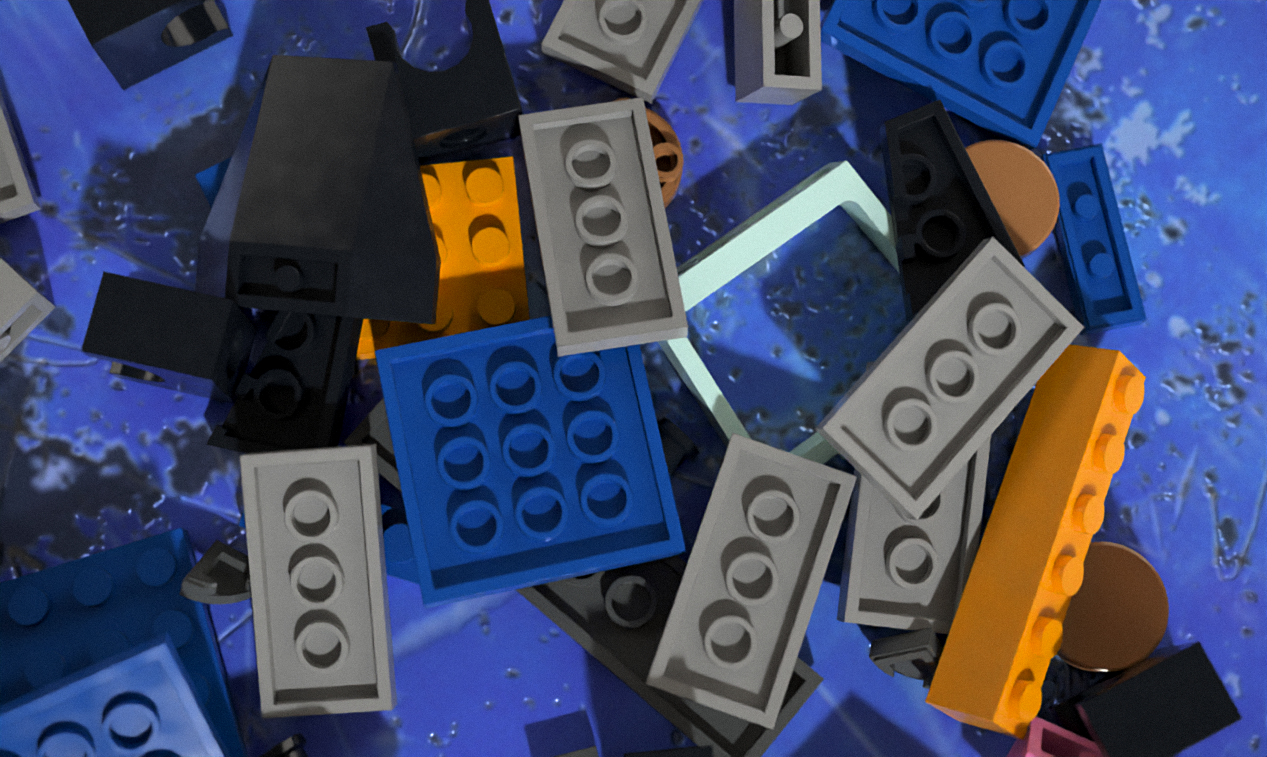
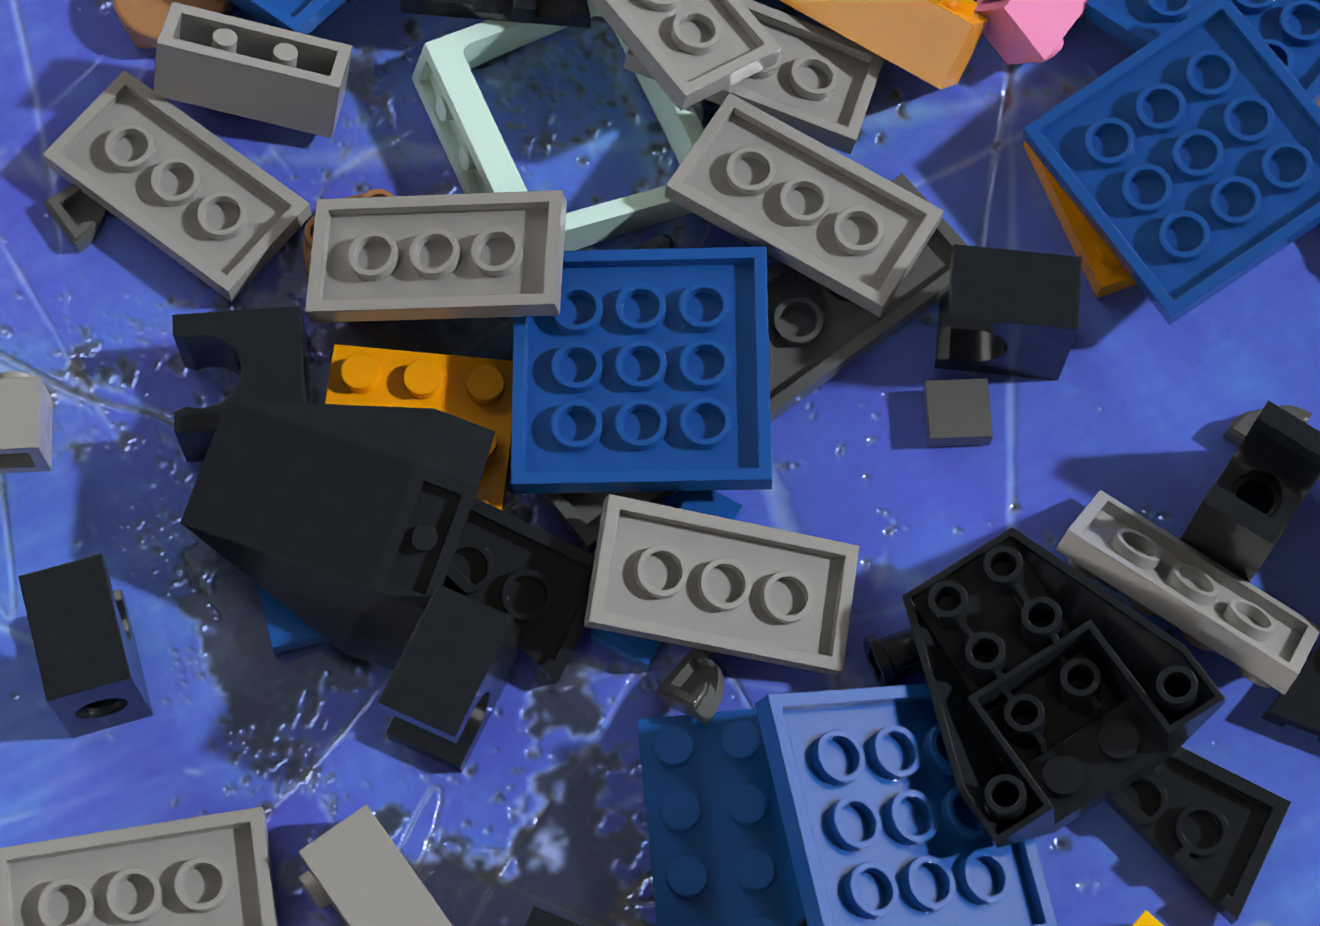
camera: 75 degrees left, 10 degrees down
(910, 654) = (895, 100): dark grey tile -> none

